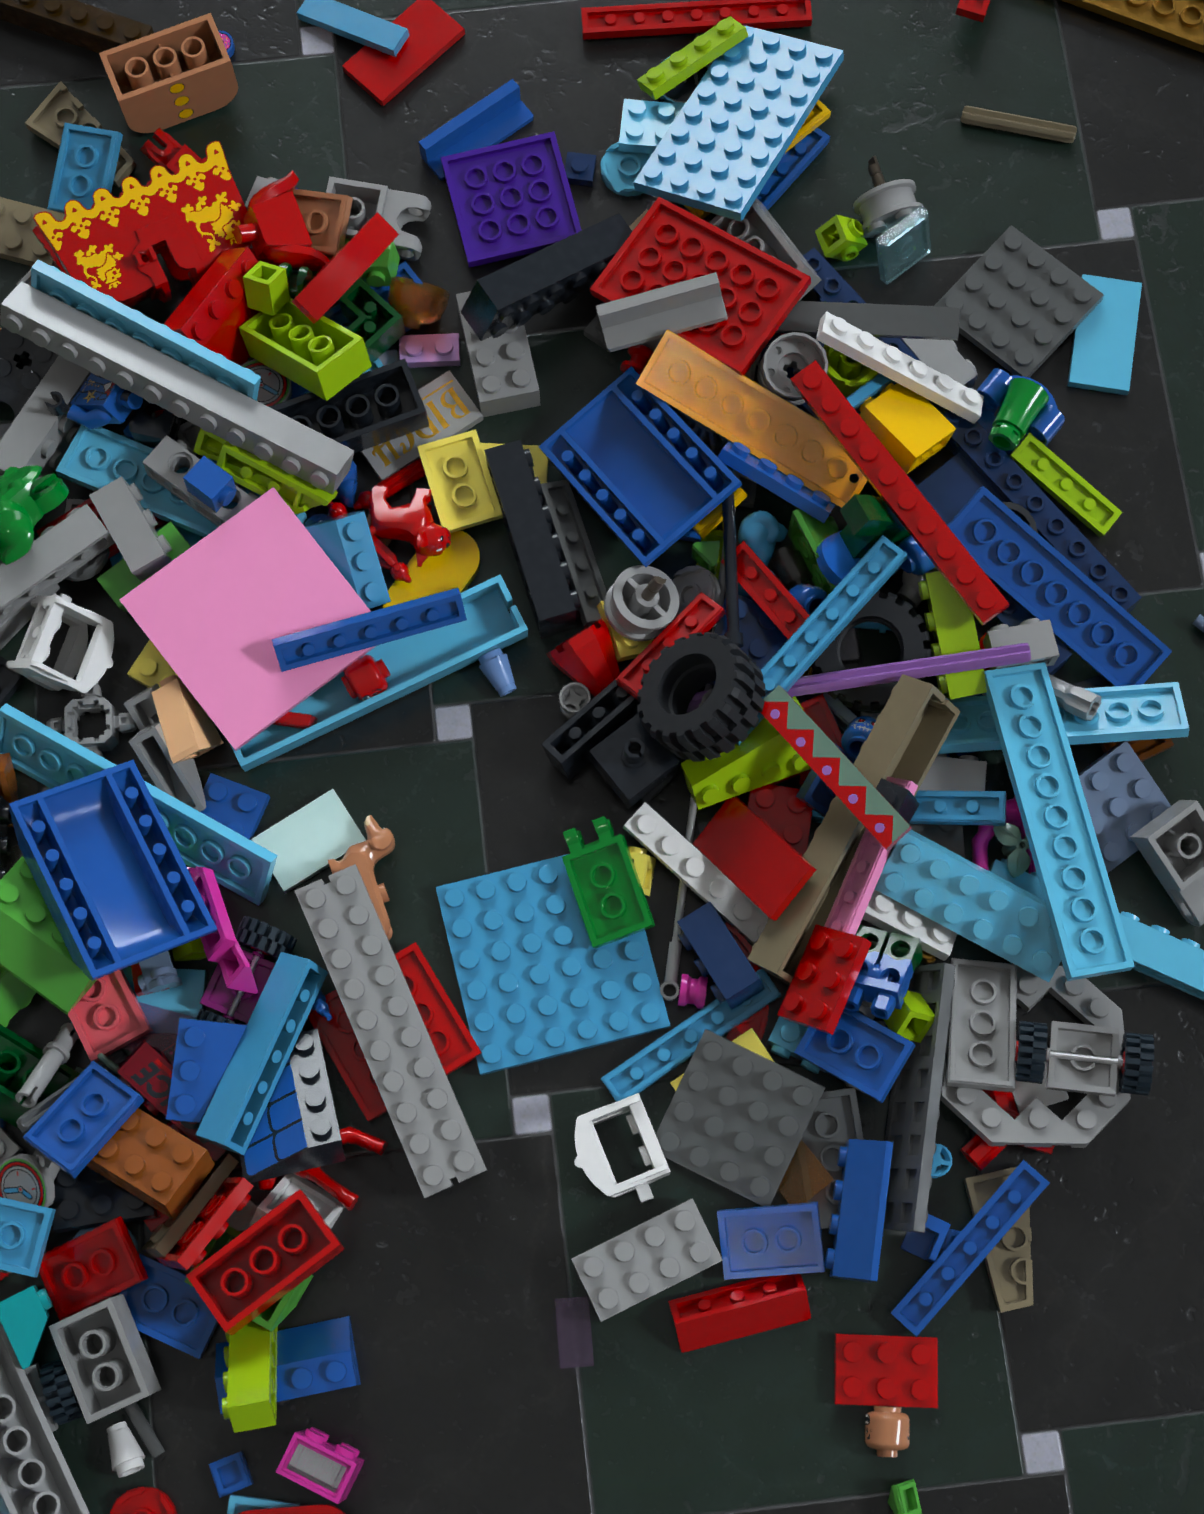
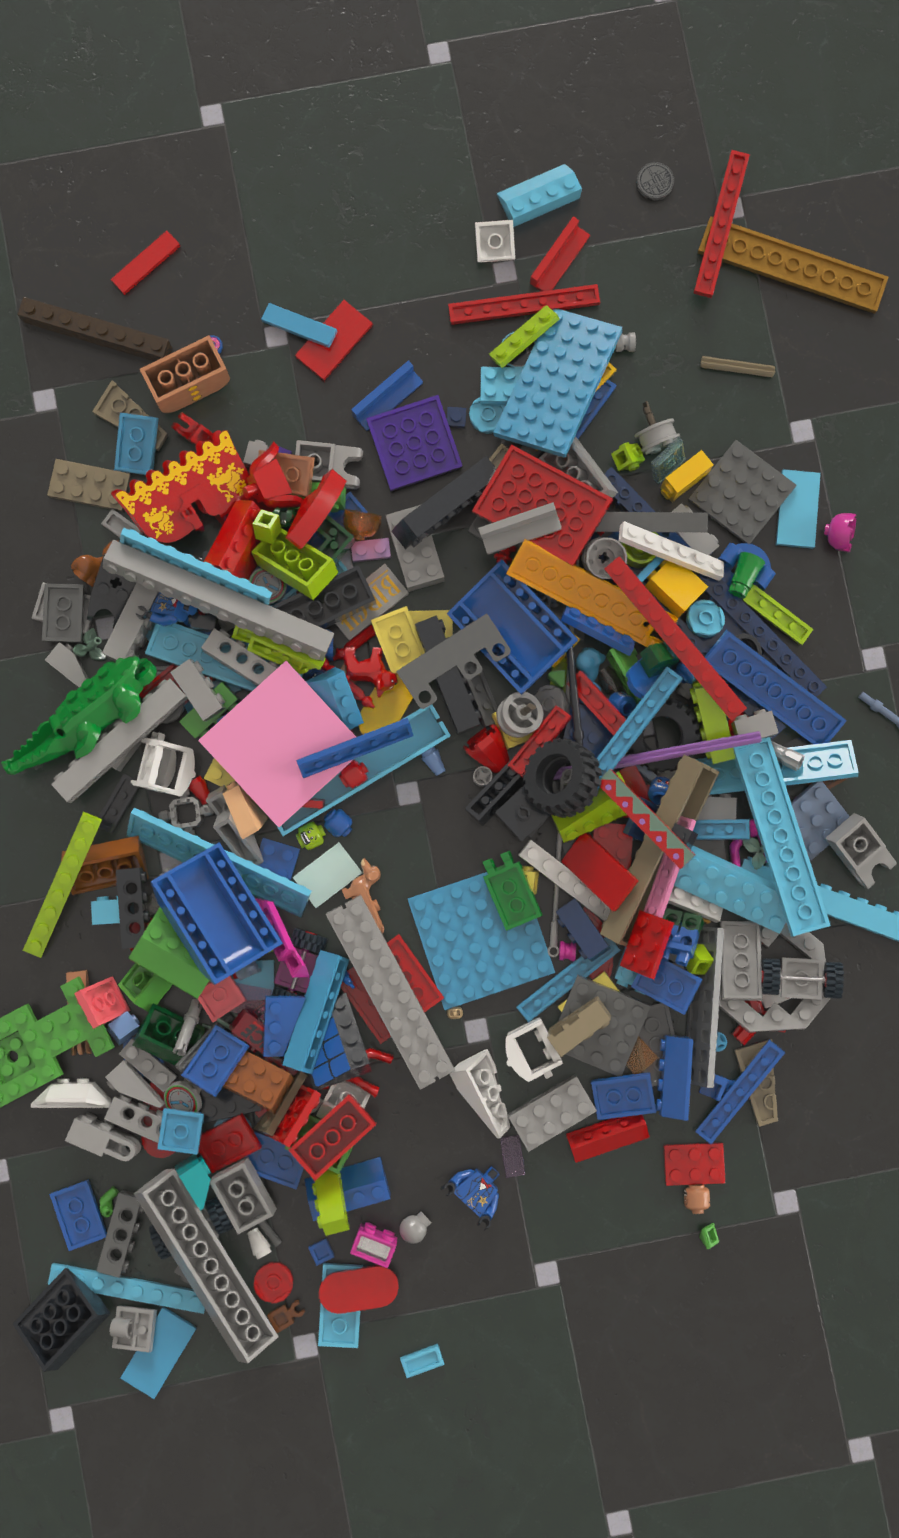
camera: 10 degrees left, 10 degrees up
(117, 688) = (199, 789): none -> red cone
(210, 484) = (247, 661): blue brick -> none
(288, 775) = (310, 835): none -> lime head
(334, 757) = (338, 823): none -> blue head
(394, 1443) = (414, 1228): none -> light grey piece
(497, 1081) = (455, 1013): none -> tan rock
(506, 1388) = (476, 1192): none -> blue torso
(526, 1205) = (479, 1087): none -> white wedge
(540, 496) = (449, 653): none -> dark grey piece
(702, 1110) = (578, 1026): none -> dark tan wedge
(848, 78) = (626, 342): none -> light grey wheel
(931, 269) = (686, 476): none -> yellow brick
(949, 480) = (705, 618): none -> medium azure tile
(1172, 367) = (841, 531): none -> dark pink cylinder

